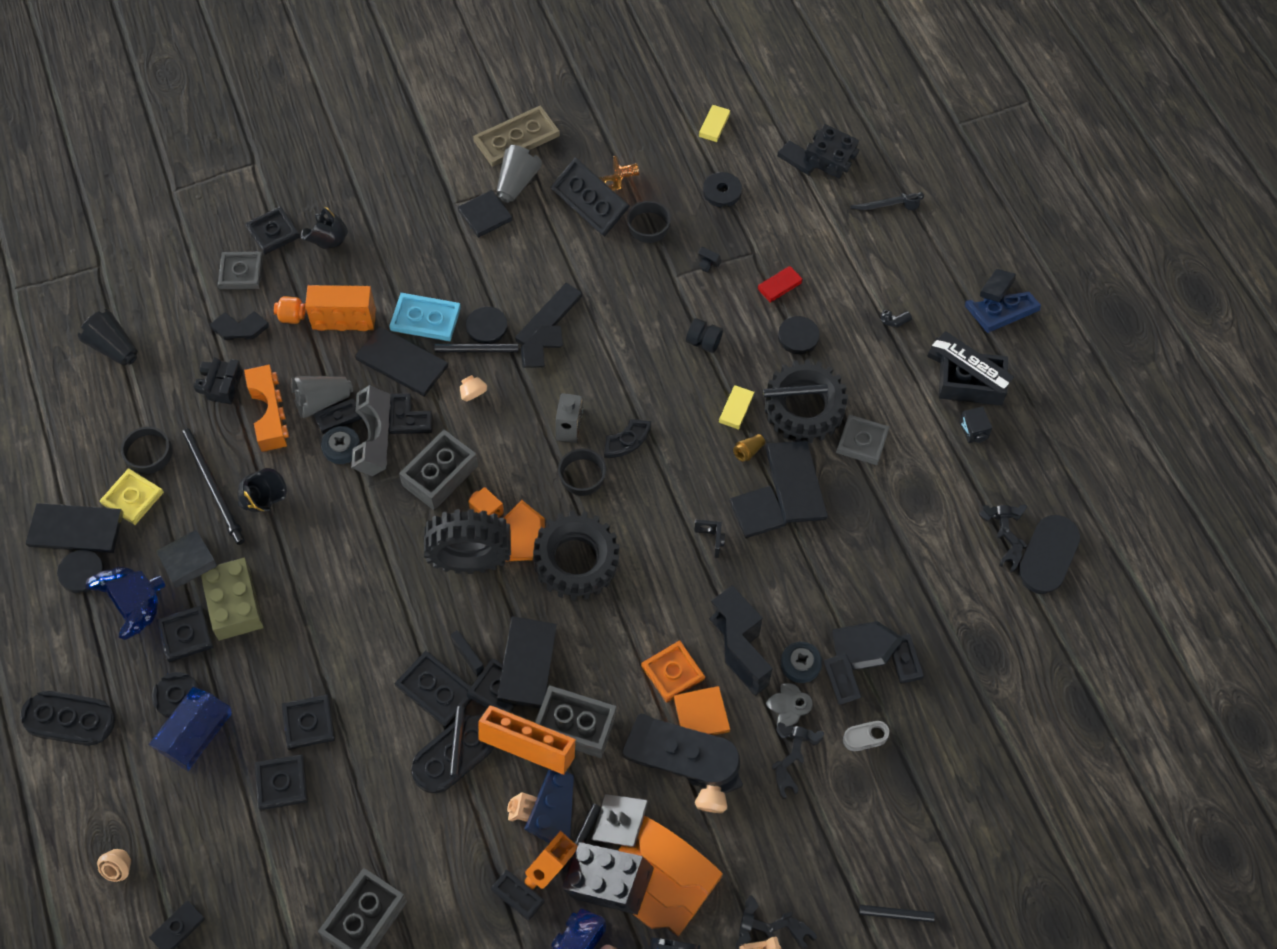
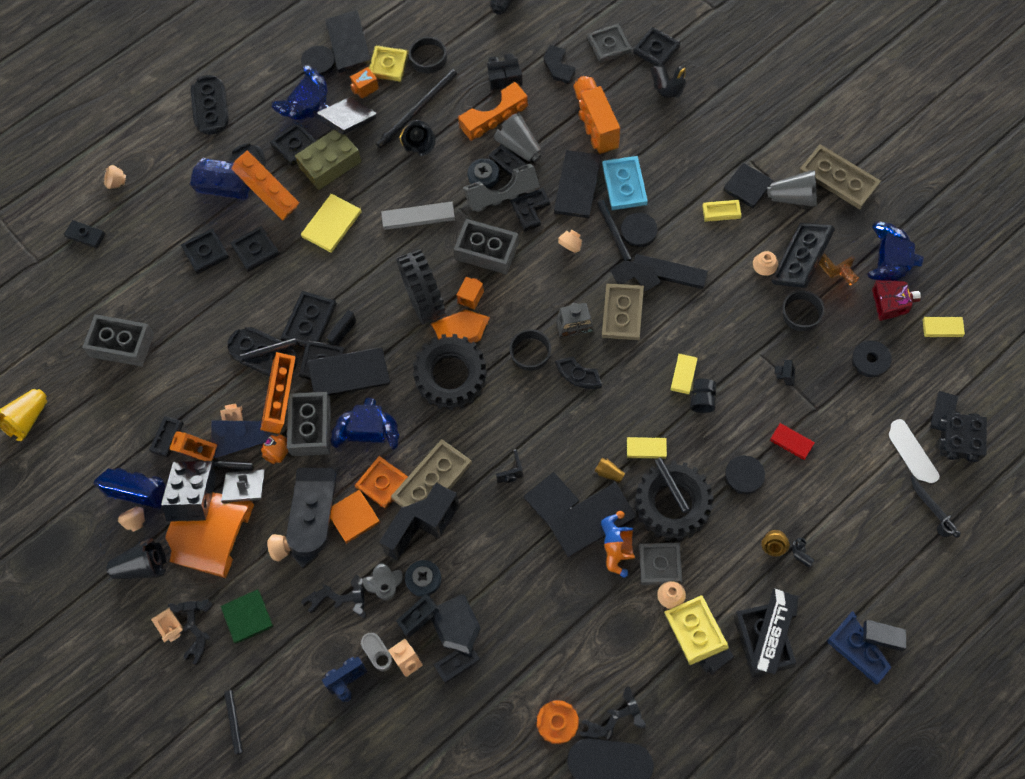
camera: 75 degrees right, 5 degrees up
(146, 527) = (364, 83): none -> orange brick
(238, 674) = (265, 185): none -> orange brick
(318, 625) = (331, 223): none -> light yellow tile
(357, 530) = (418, 215): none -> light grey tile
(501, 246) = (721, 210): none -> light yellow tile
(577, 372) = (622, 311): none -> dark tan plate
(581, 232) = (765, 263): none -> light nougat cone
(589, 769) = (275, 449): none -> orange head
(601, 661) = (366, 424): none -> clear blue torso
(624, 126) = (895, 253): none -> clear blue torso
(669, 147) = (893, 298): none -> dark red torso
(670, 345) = (683, 374): none -> light yellow tile
(692, 616) = (441, 465): none -> dark tan plate
(778, 863) = (247, 616): none -> dark green tile
(827, 197) = (912, 452): none -> white sticker
(831, 466) = (617, 543): none -> orange piece
(880, 334) = (775, 543): none -> pearl gold cone
(882, 707) = (405, 657): none -> light nougat bracket
(891, 777) = (337, 680): none -> dark blue plate
(898, 441) = (671, 594): none -> light nougat cone
(945, 429) = (696, 630): none -> light yellow tile
(994, 587) = (557, 722): none -> orange tile

